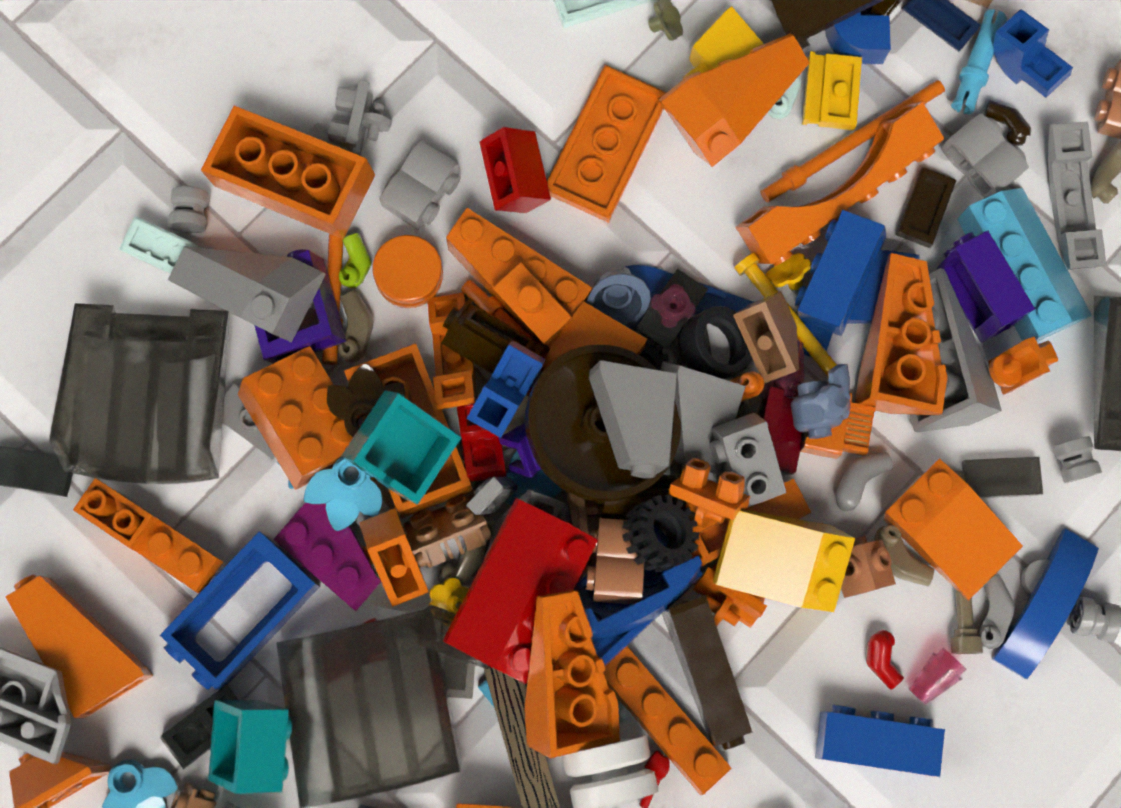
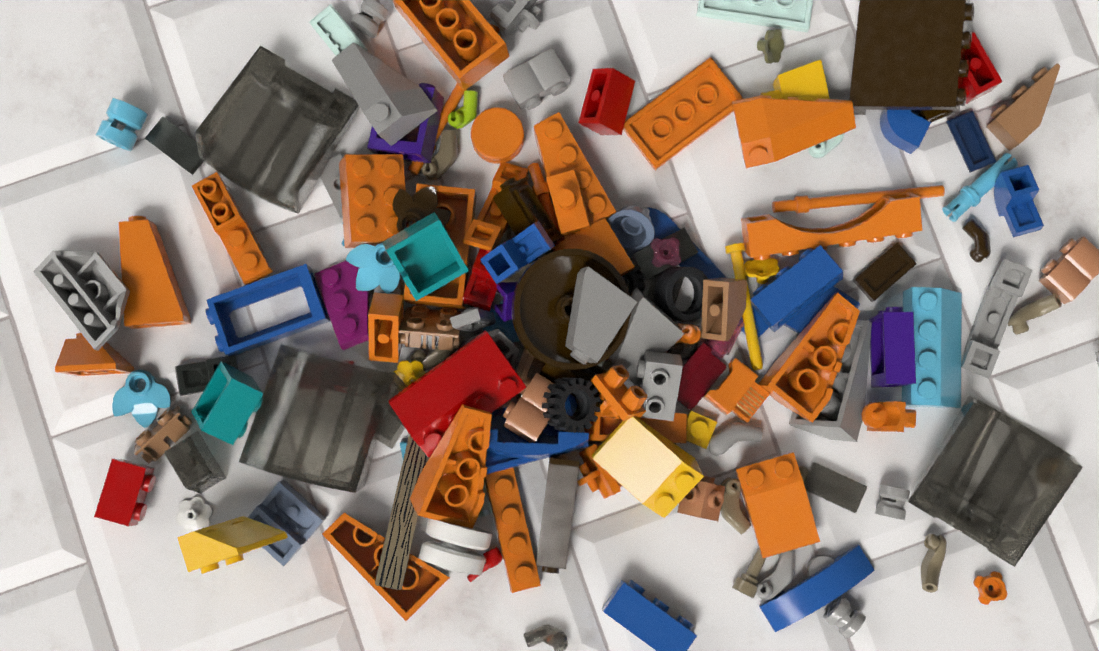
camera: 30 degrees right, 5 degrees up
(817, 489) = (699, 429): none -> yellow plate
(822, 403) = (732, 373): sand blue head -> none
(832, 91) = (862, 155): yellow plate -> none
(879, 658) = (680, 566): red arm -> none
(937, 676) = (713, 598): clear pink cone -> none
(985, 156) = (946, 257): light grey brick -> none

